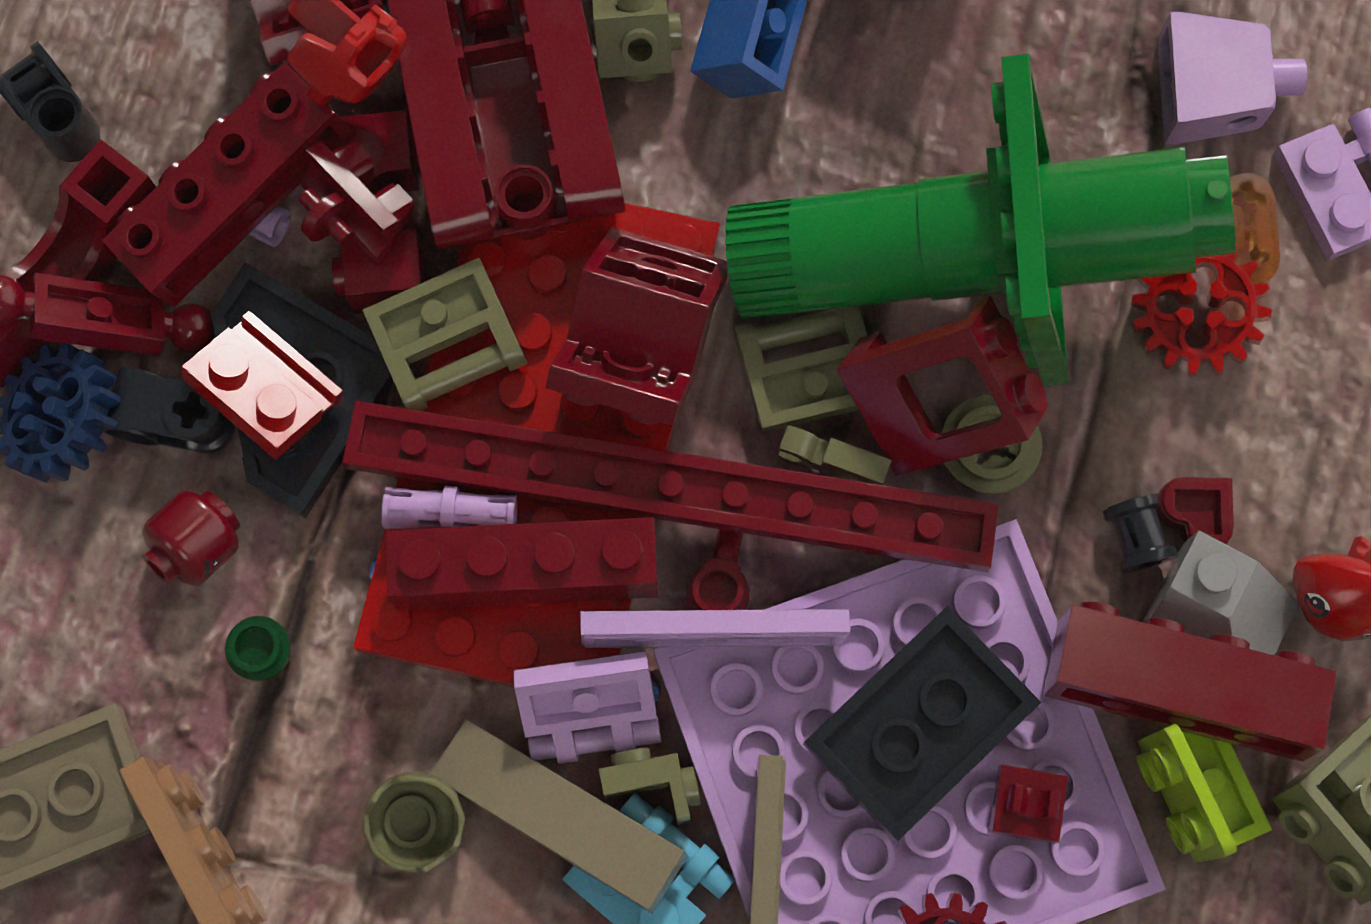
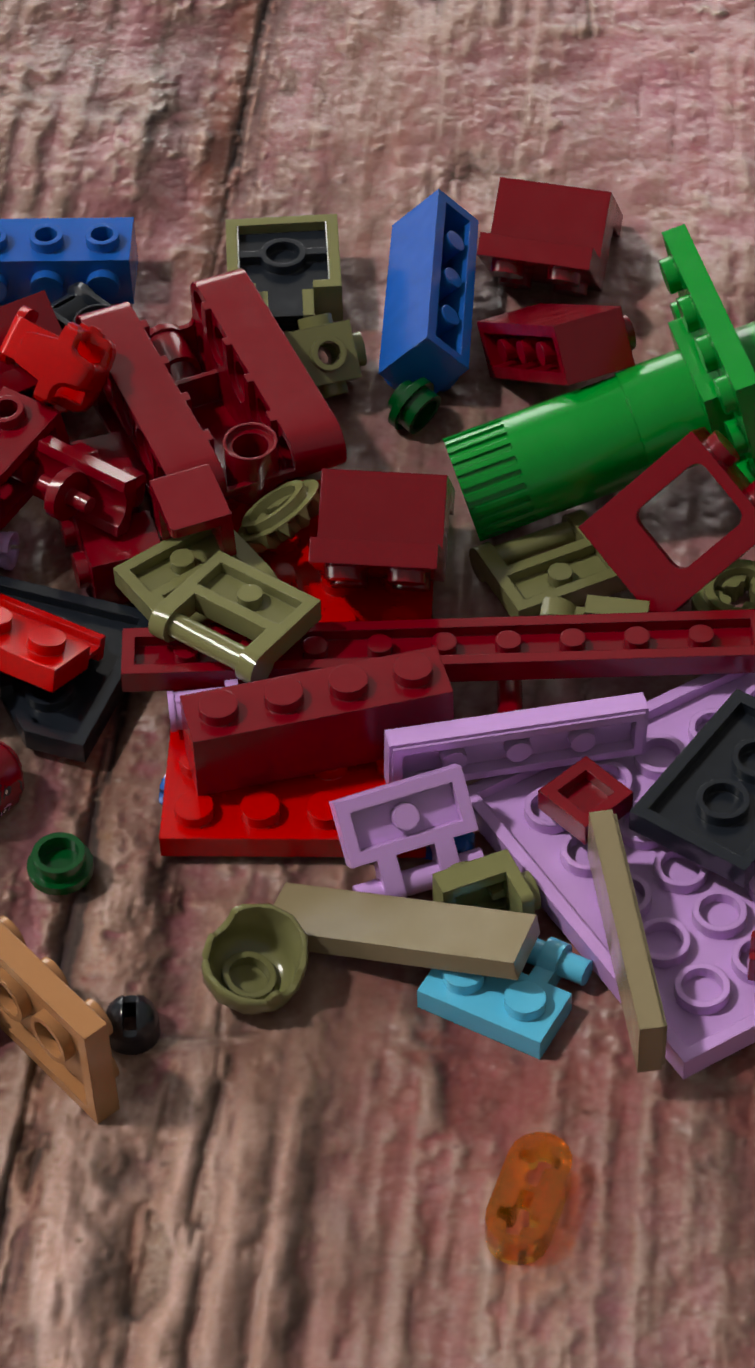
camera: 10 degrees left, 30 degrees down
(305, 852) = (147, 1024): none -> black hinge
(446, 277) = (191, 504): none -> dark red panel
(480, 410) = (243, 601): none -> olive plate
(520, 283) = (280, 514): none -> olive gear
(719, 113) = (413, 405): none -> dark green plate
(766, 708) = (583, 790): none -> dark red plate
(876, 105) = (558, 343): none -> dark red brick

